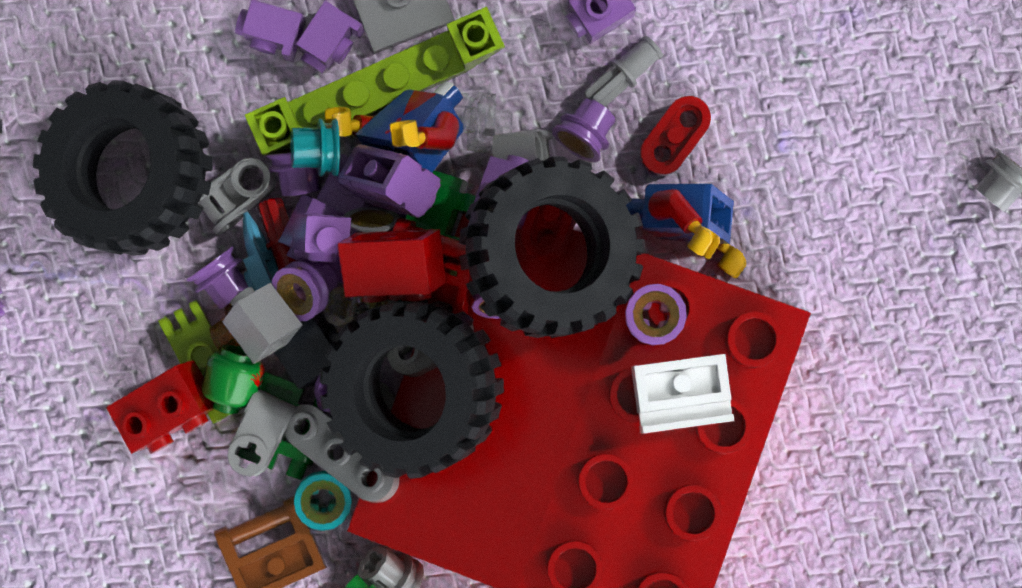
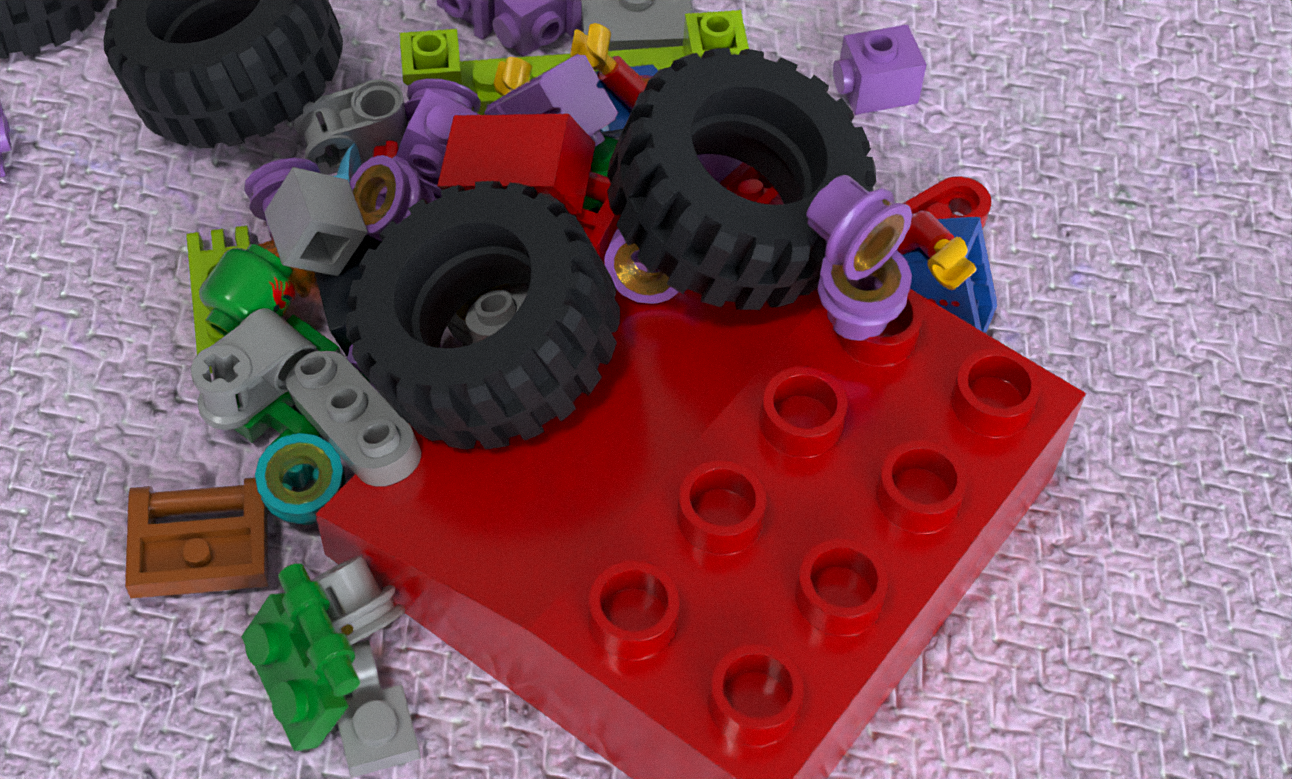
camera: 15 degrees right, 30 degrees down
(162, 408) = (137, 310): red brick -> none
(316, 147) = (472, 69): teal piece -> none
(624, 72) = (895, 138): light grey axle -> none
(643, 296) = (858, 225): none -> medium lavender piece
(682, 393) = (874, 404): white plate -> none

